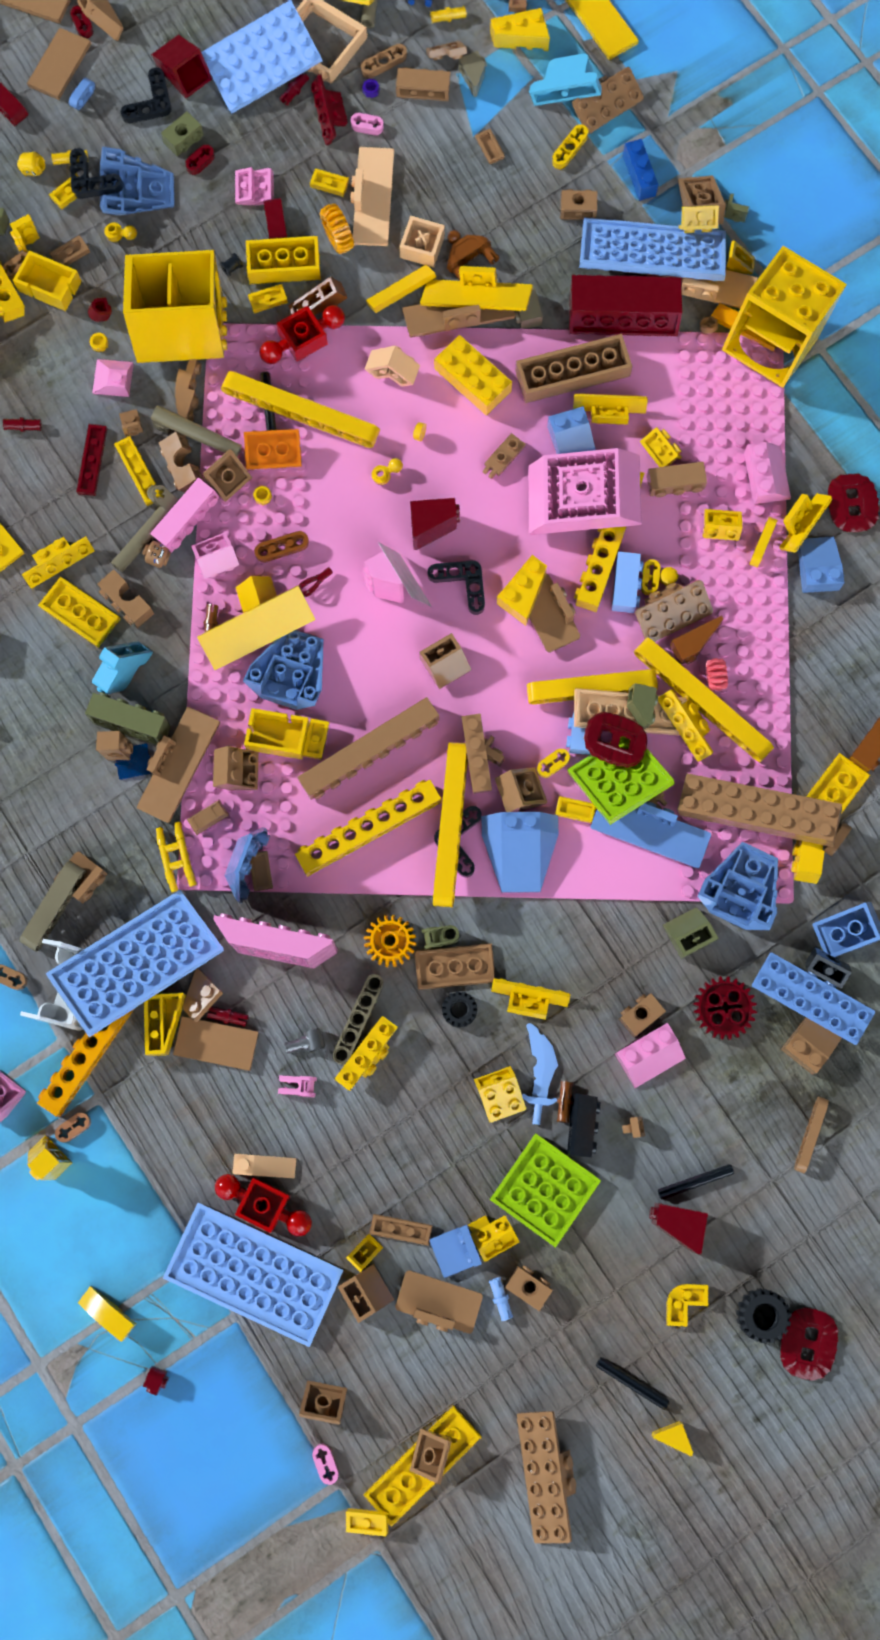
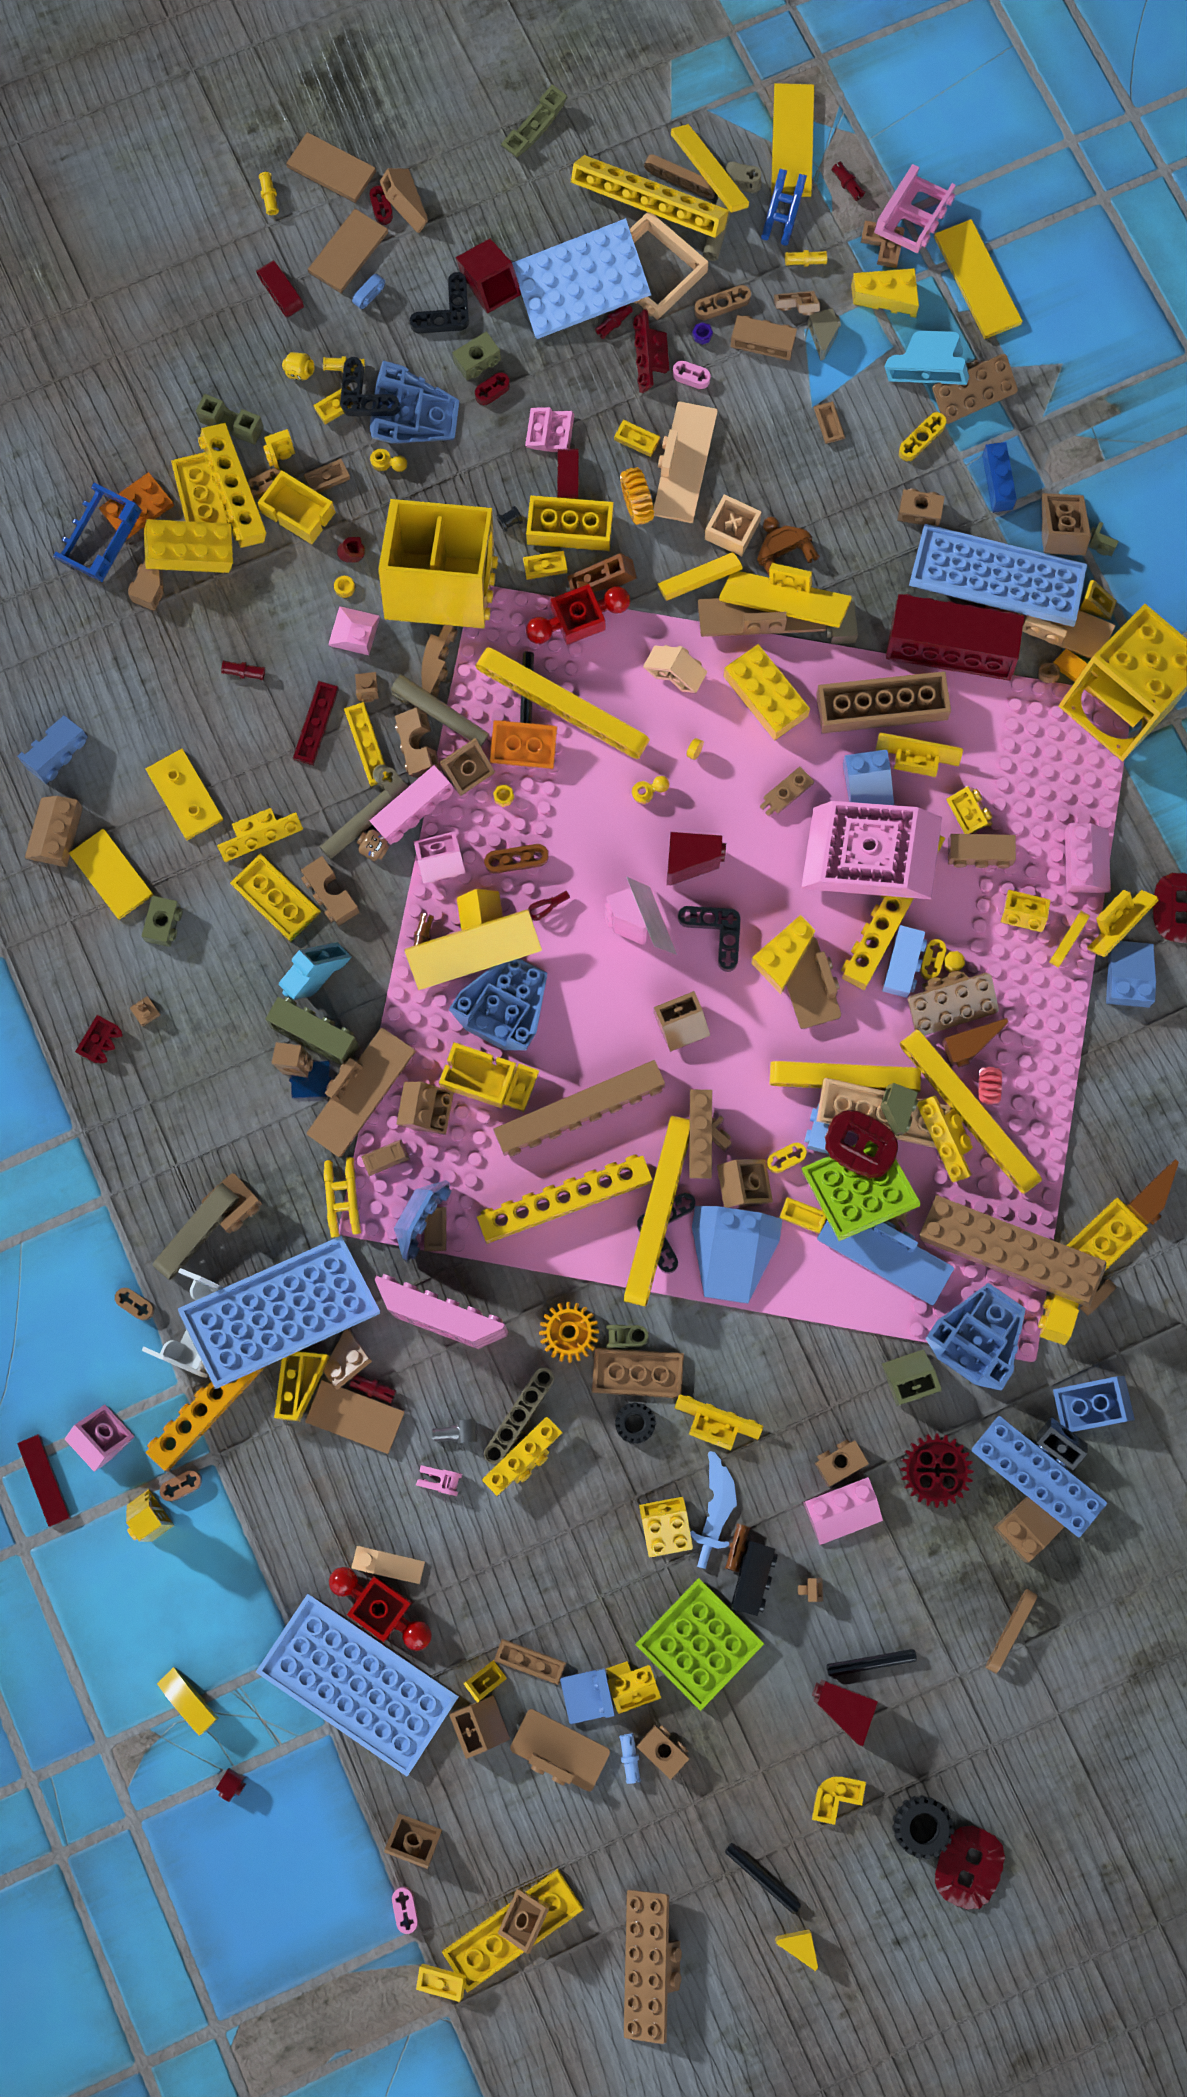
camera: 10 degrees right, 0 degrees up
(699, 218) = (1057, 547): yellow bracket -> none

